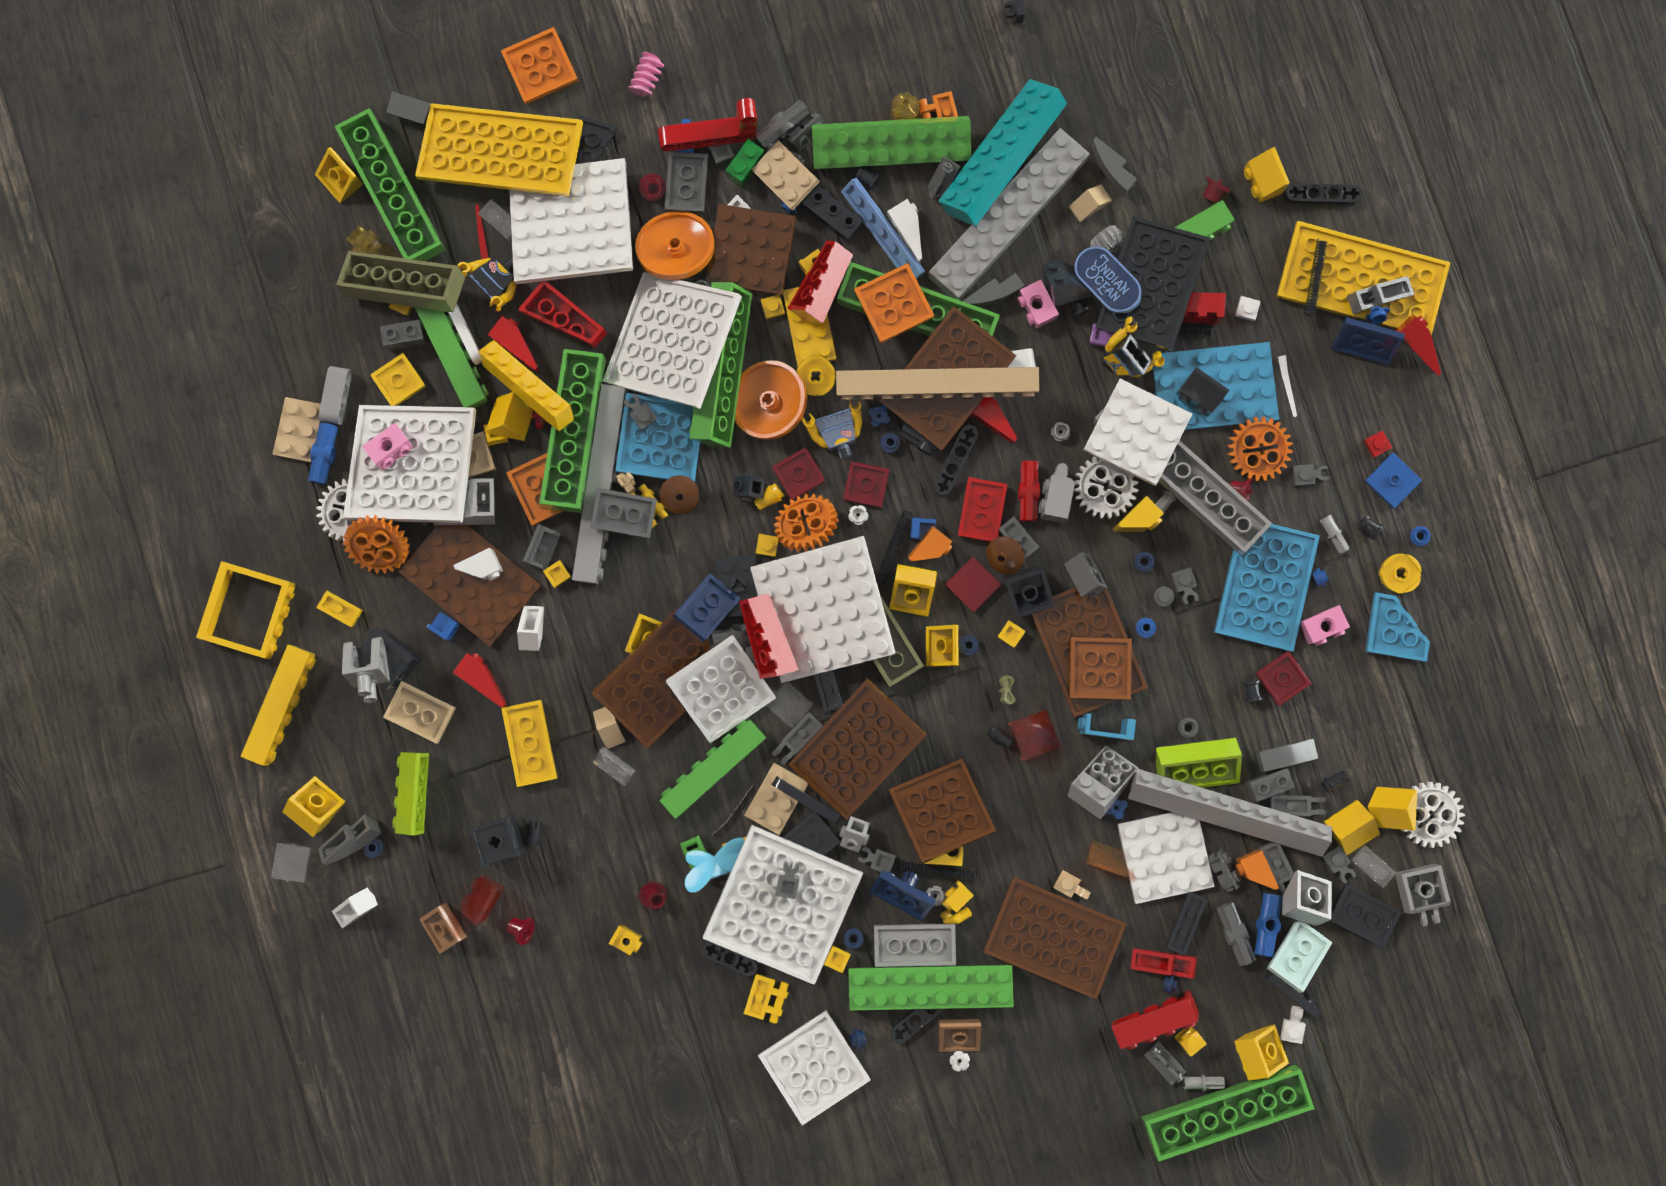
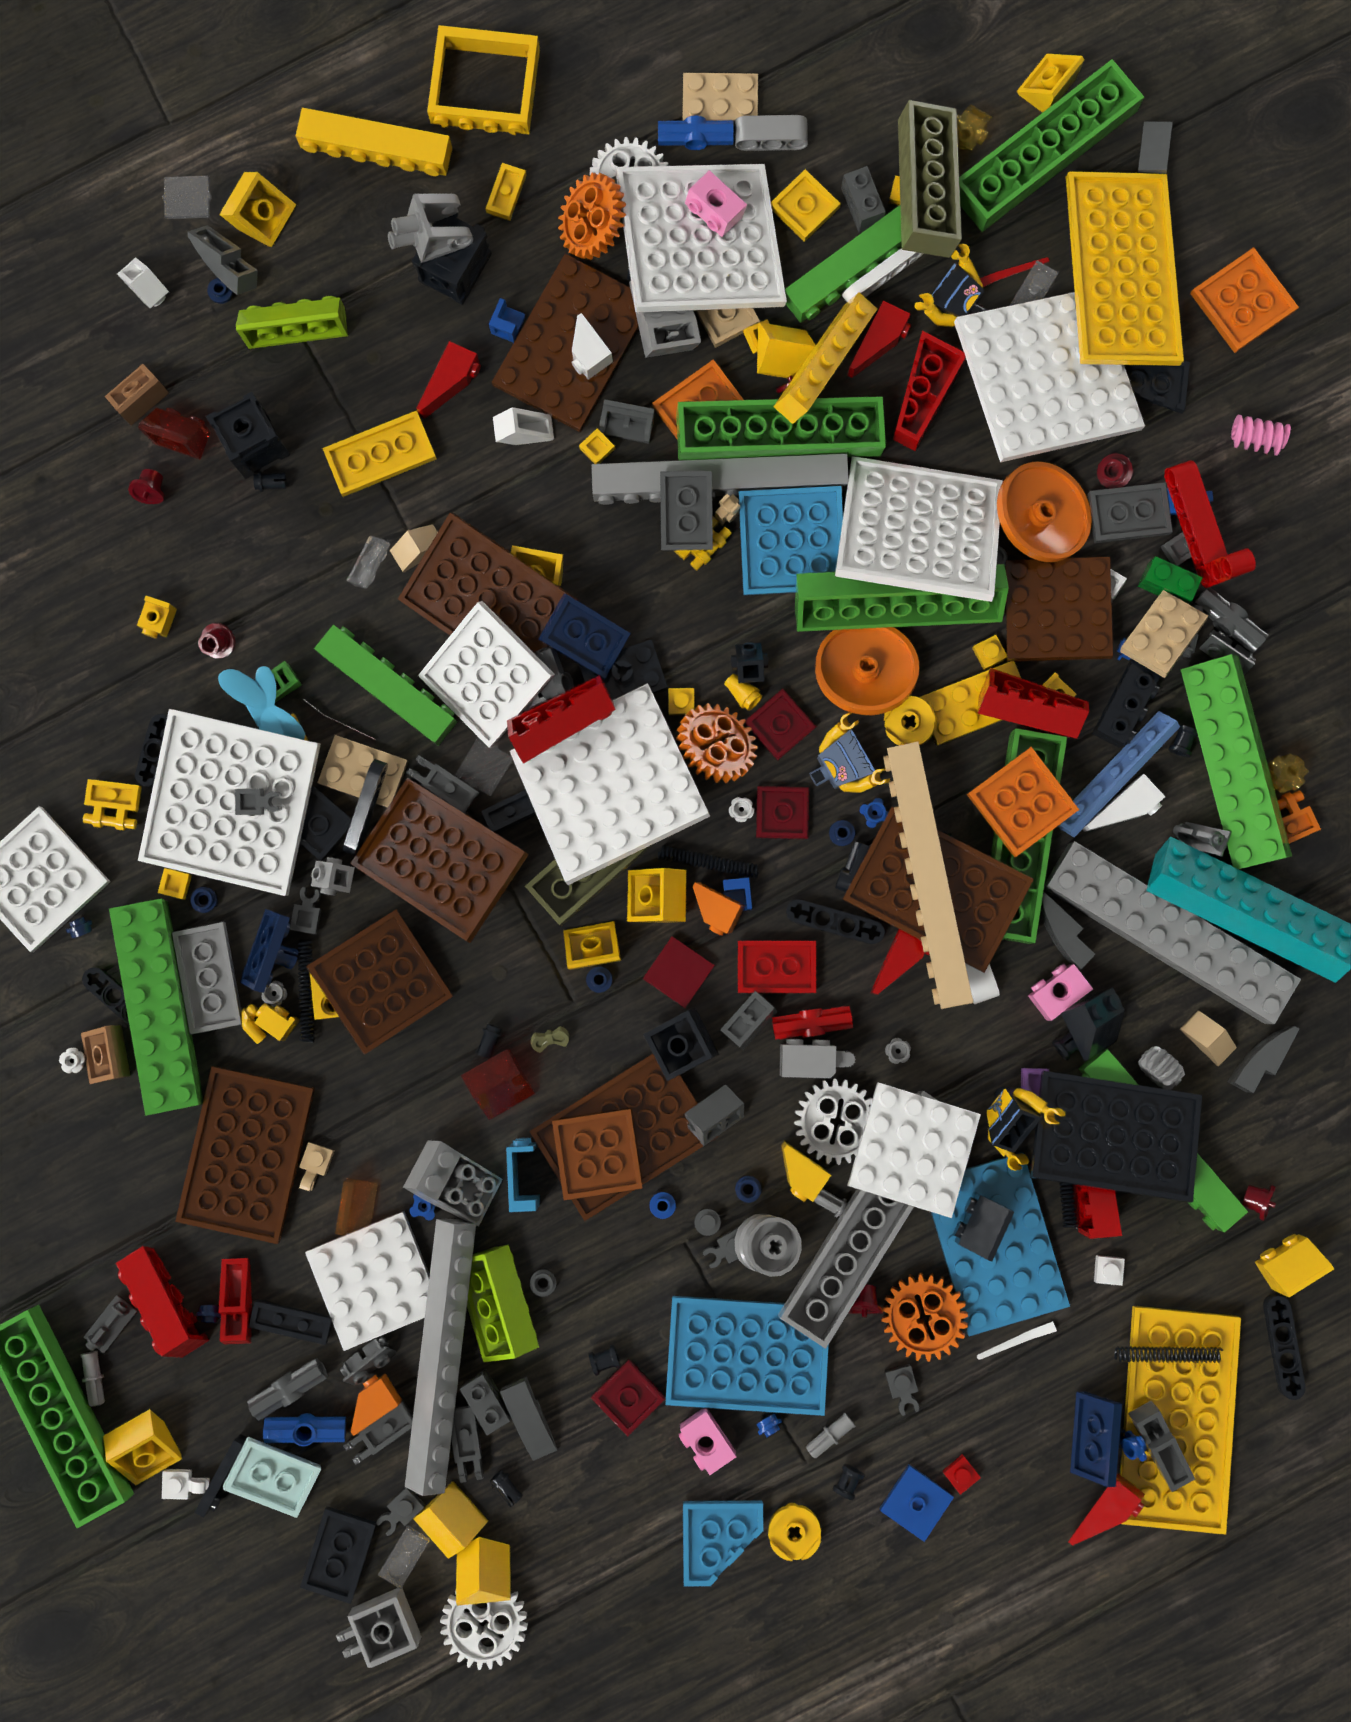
camera: 80 degrees right, 0 degrees up
(419, 712) = (394, 313): tan plate -> none
(641, 414) = (816, 510): dark grey plate -> none
(679, 485) = (736, 578): reddish brown dish -> none
(1009, 550) = (728, 1011): reddish brown dish -> none
(1011, 634) = (623, 1032): yellow plate -> none
(1108, 280) = (1109, 1076): tile -> none
(1188, 553) = (768, 1244): none -> light grey wheel
(1190, 1041) = (140, 1352): yellow brick -> none
(1308, 899) = (346, 1476): light grey slope -> none
(1425, 533) = (849, 1559): blue plate -> none

